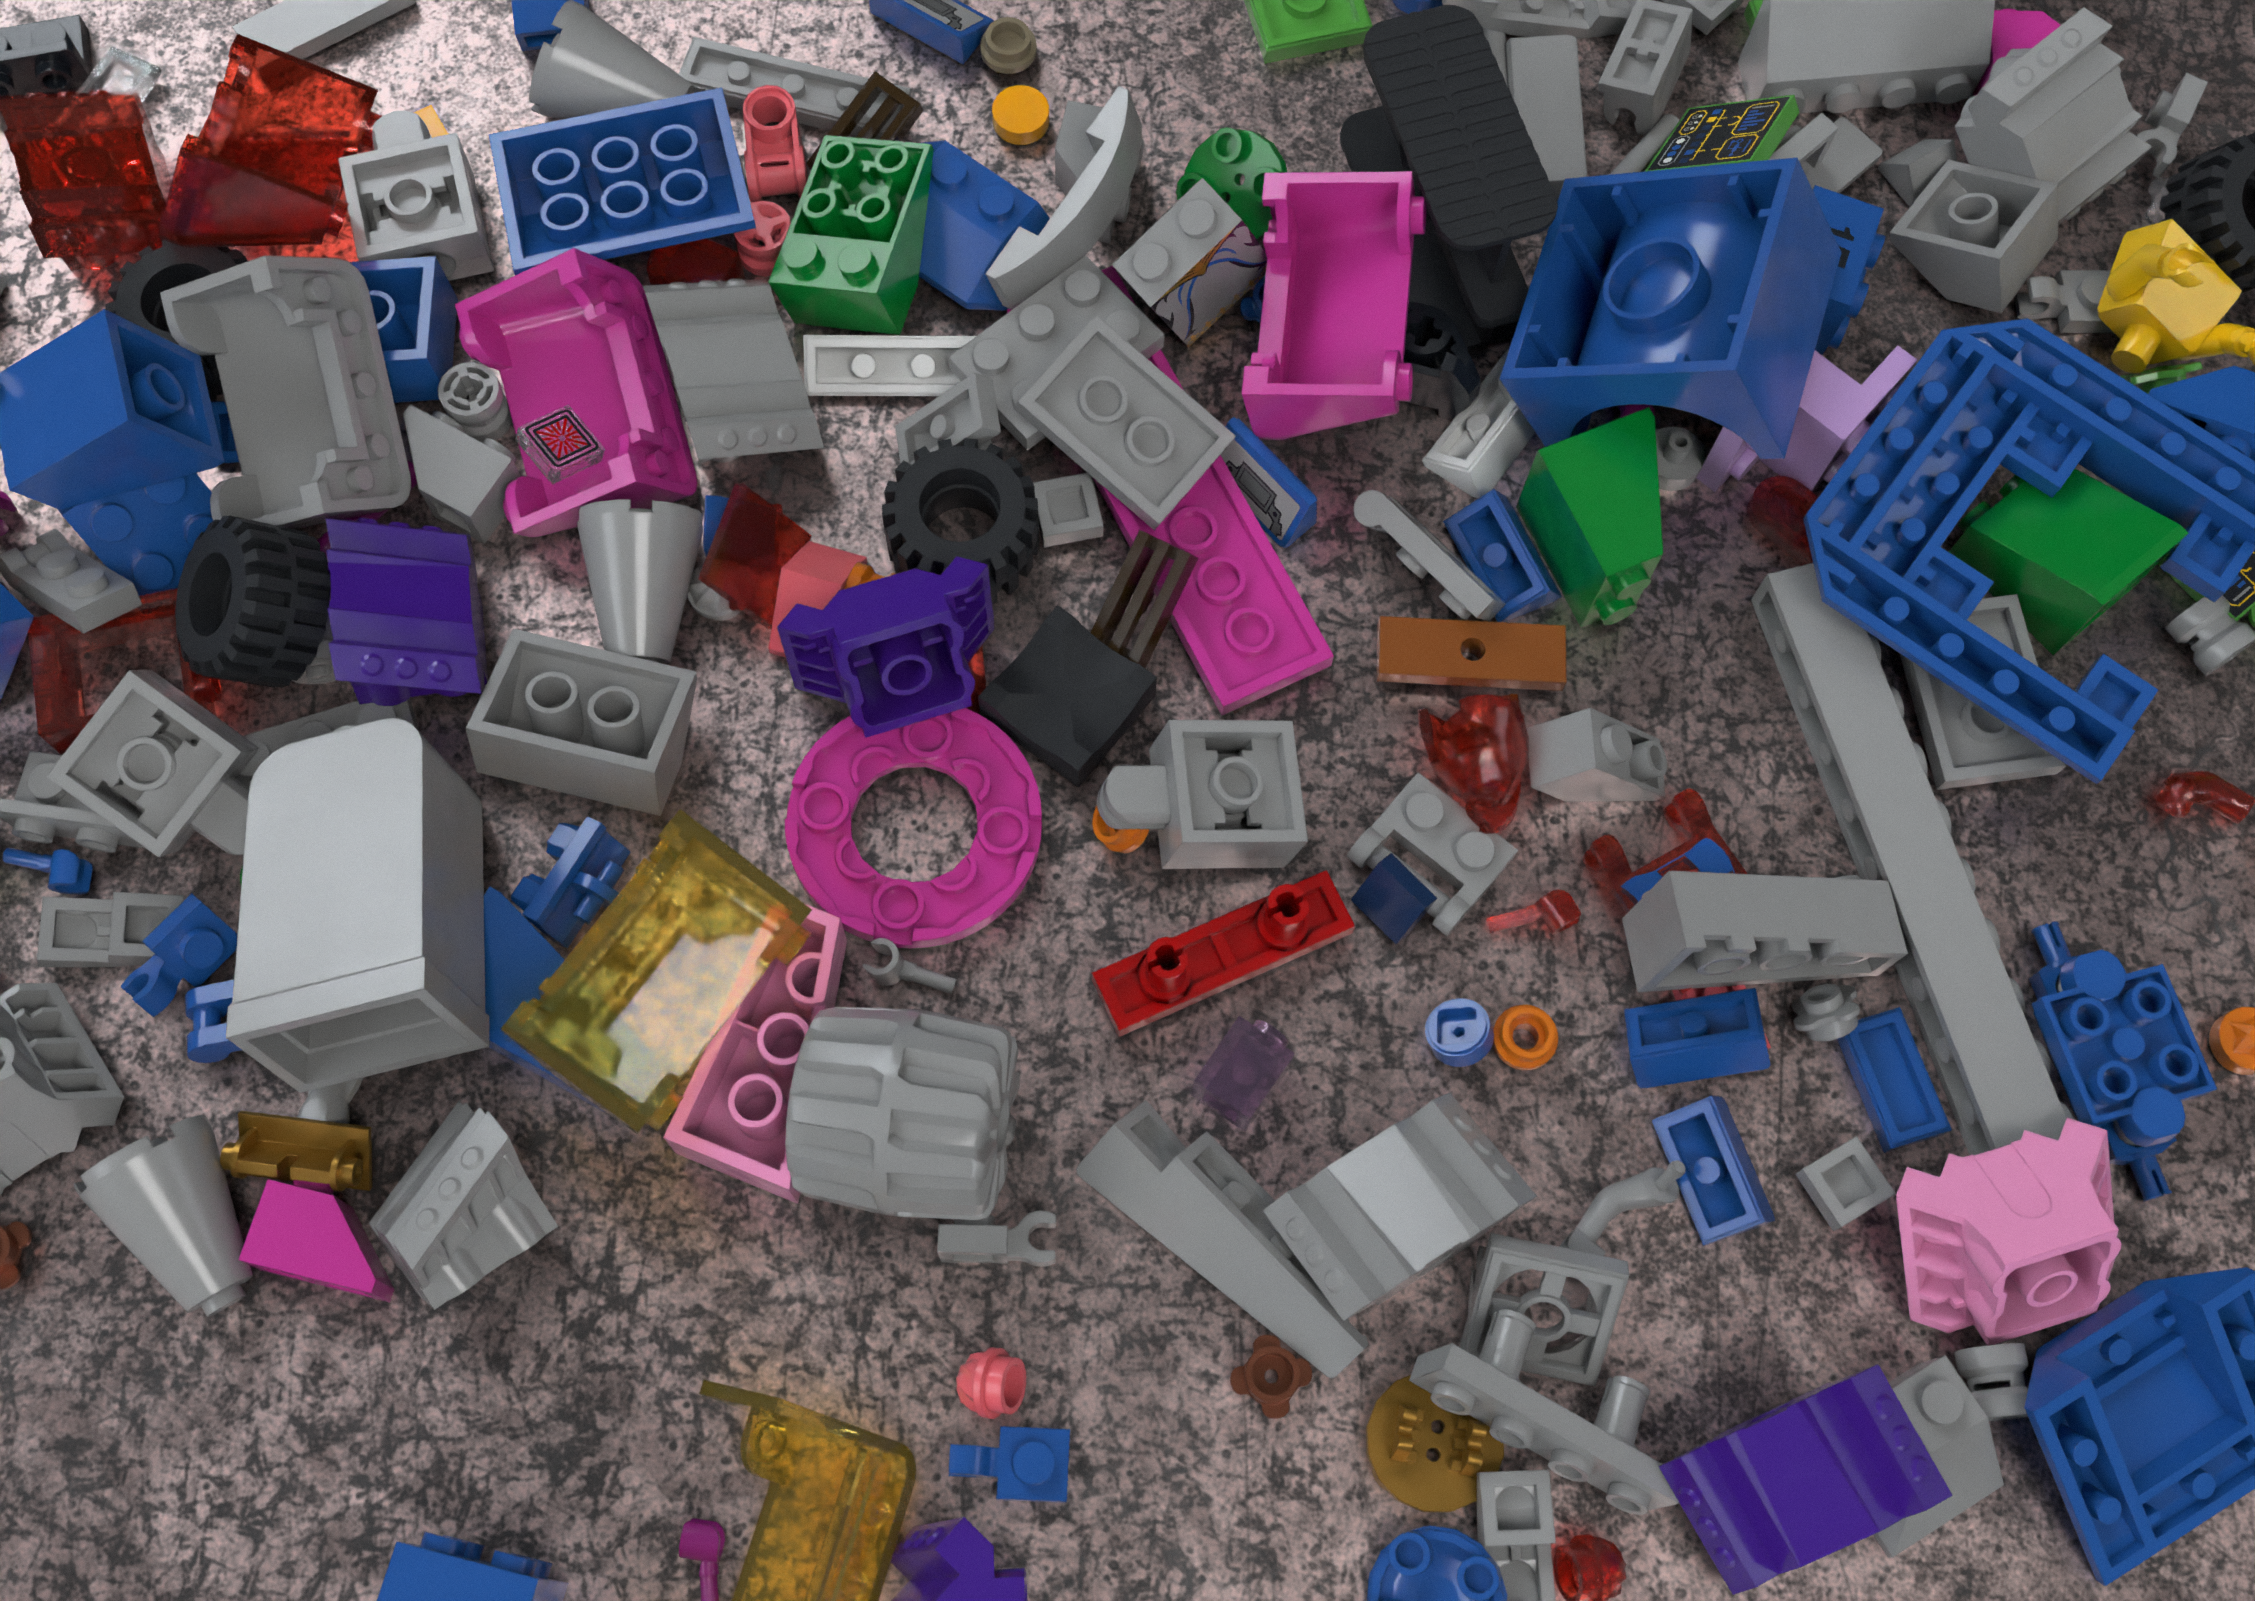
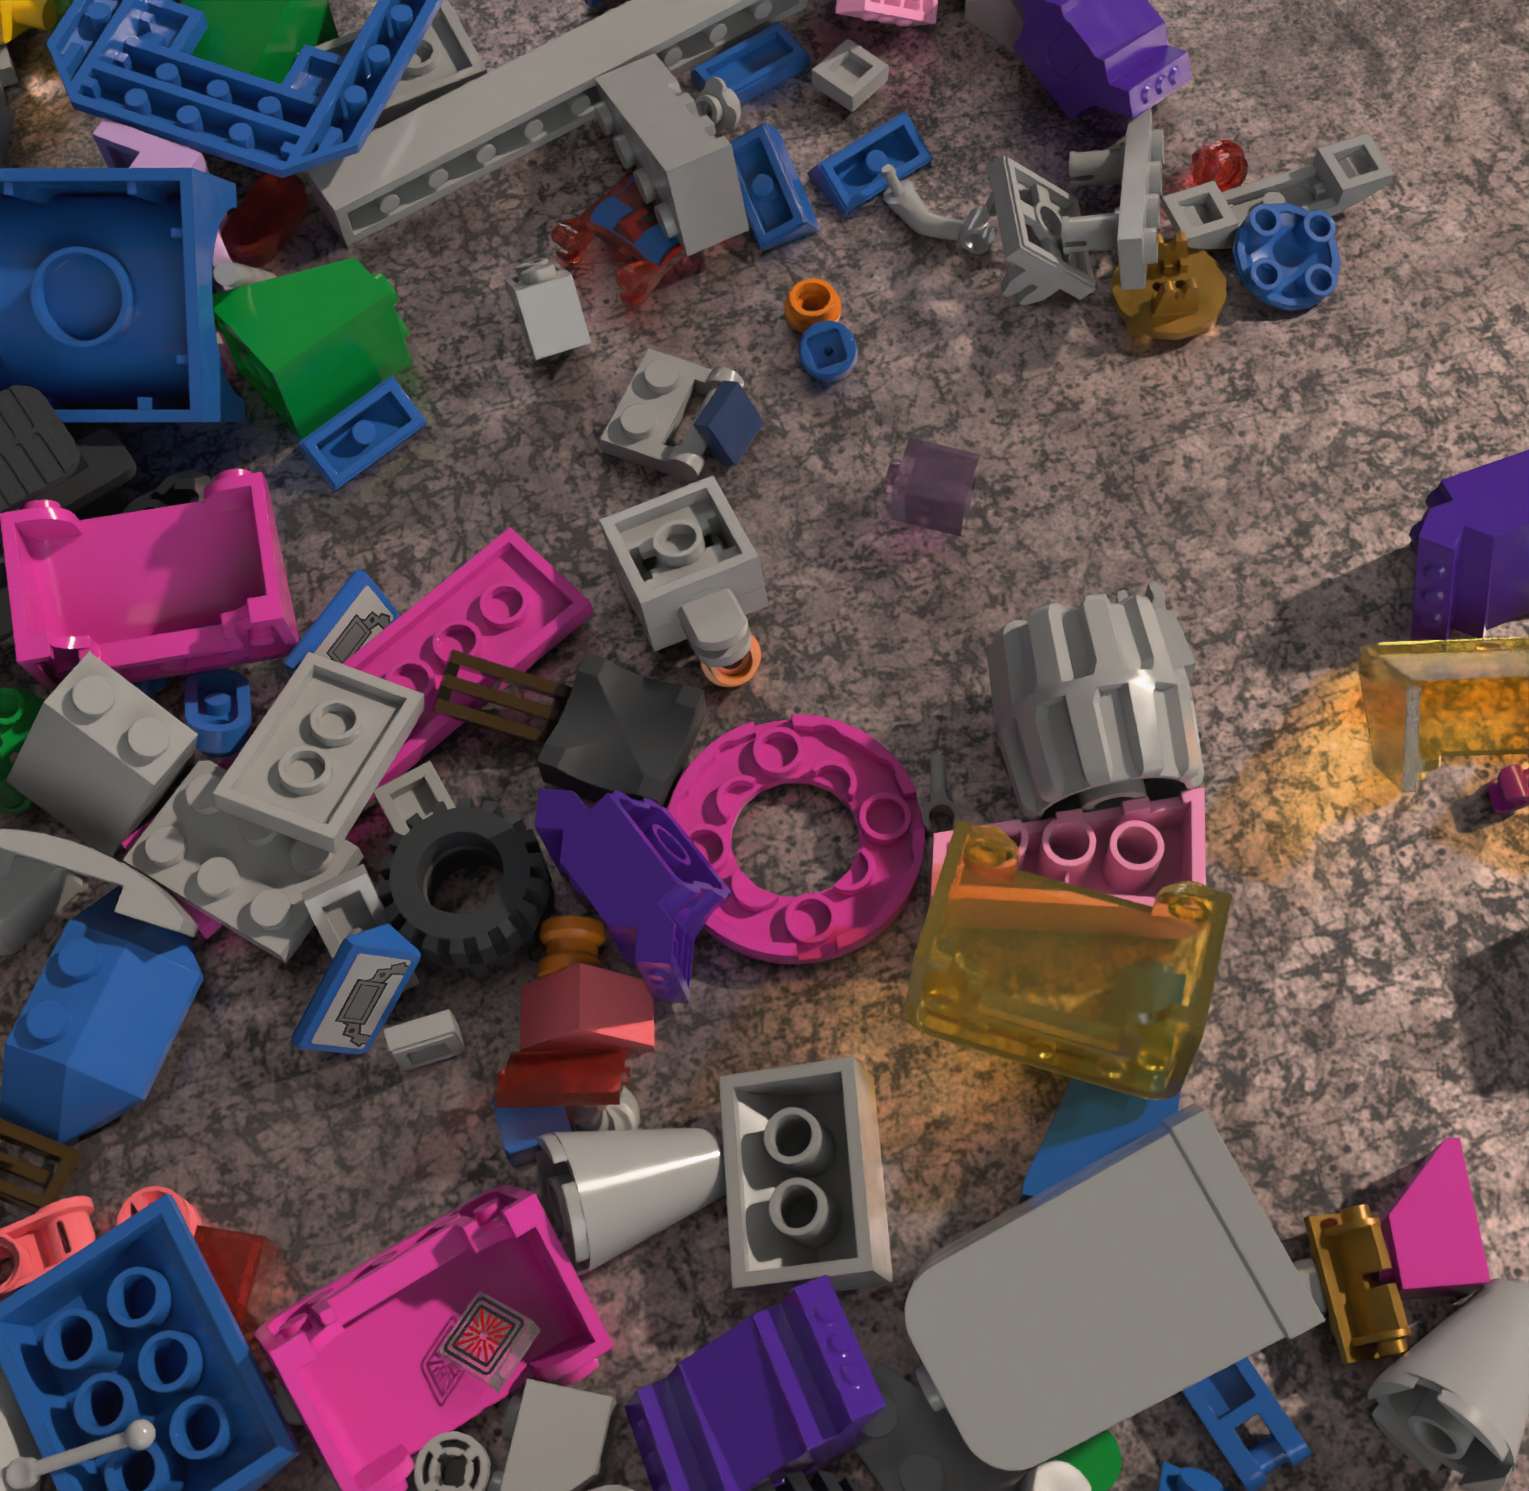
camera: 100 degrees left, 5 degrees down
(460, 1208) = (1350, 1082): light grey slope -> none
(578, 883) = (1005, 1138): blue hips -> none
(589, 100) = (26, 1471): none -> light grey hinge
(733, 368) = (354, 1175): light grey slope -> none
(838, 462) = (425, 1040): none -> light grey tile
(856, 236) = (138, 1104): green slope -> none
(879, 364) = (291, 1084): white slope -> none
(892, 410) = (357, 992): none -> slope
(992, 1383) = (1276, 606): coral plate -> none
(1027, 1464) = (1327, 566): blue plate -> none
(1209, 358) = (218, 711): none -> blue plate
(1214, 1221) = (1066, 477): light grey wedge -> none
(1222, 952) = (826, 542): red plate -> none
(1251, 1377) = (1173, 397): copper plate -> none
(1398, 1206) = (1005, 336): light grey slope -> none
(1427, 554) = (382, 480): light grey plate -> none
(1480, 756) = (566, 387): clear red helmet -> none
(1481, 439) = (167, 452): white slope -> none
(1506, 653) = (470, 428): dark orange tile -> none
(1555, 908) = (690, 315): clear red hand -> none
(1687, 464) = (239, 275): none -> light grey bar

